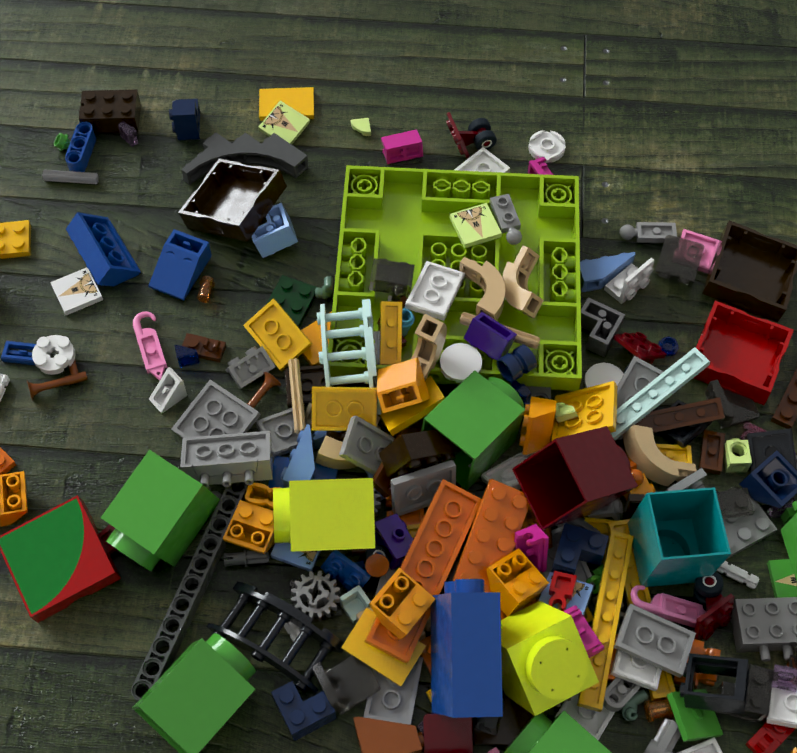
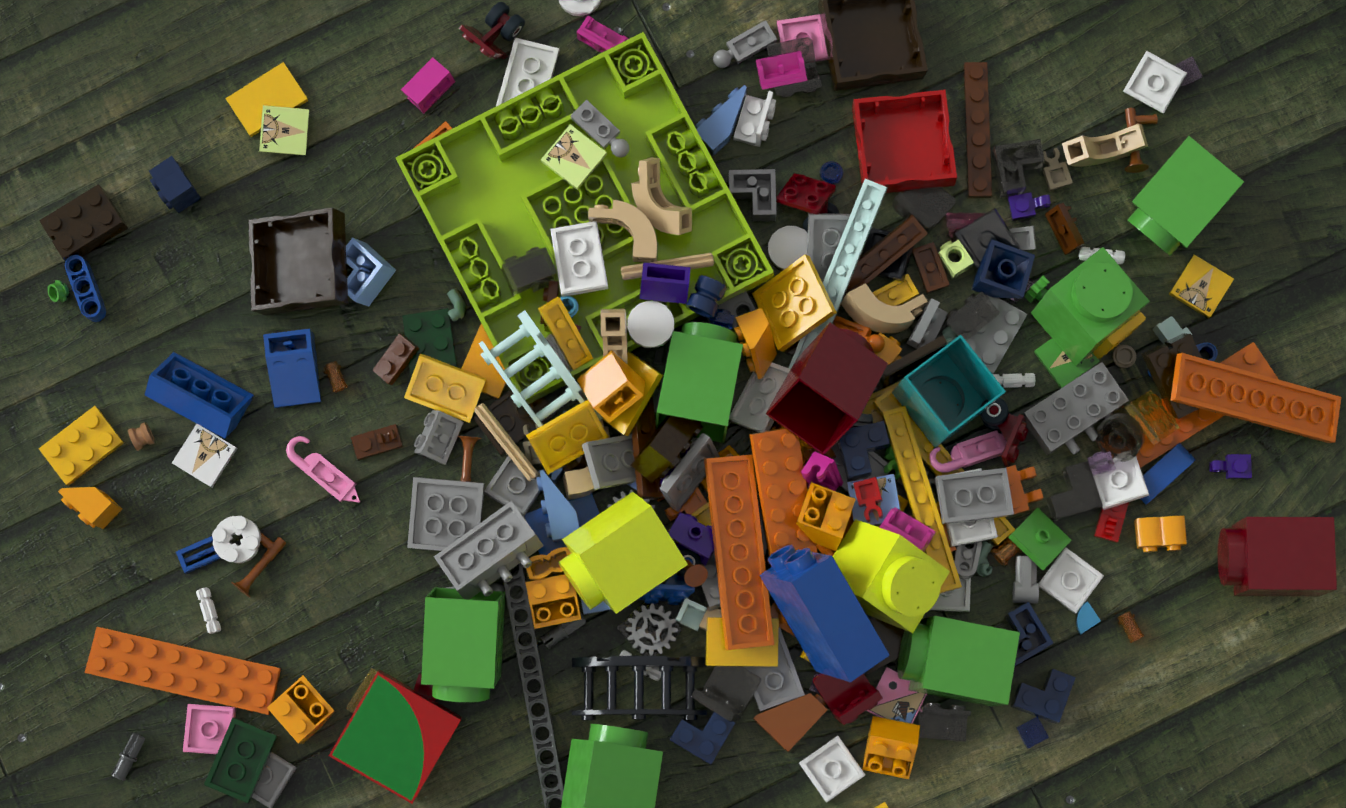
camera: 25 degrees left, 20 degrees up
(43, 254) = (141, 436): none -> medium nougat wheel
(70, 176) = (98, 327): light grey axle -> none
(128, 133) = (123, 239): clear purple plate -> none
(168, 391) = (377, 511): white slope -> none
(186, 356) = (368, 463): clear blue slope -> none
(256, 298) = (395, 359): none -> reddish brown plate
(272, 153) = (264, 187): dark grey arch -> none
(361, 125) = (367, 82): yellowish green tile -> none
(401, 603) = (743, 602): light orange slope -> none
(564, 412) = (774, 312): yellowish green tile -> none
(669, 255) = (781, 70): none -> dark pink hinge
(716, 666) = (1041, 486): black window -> none

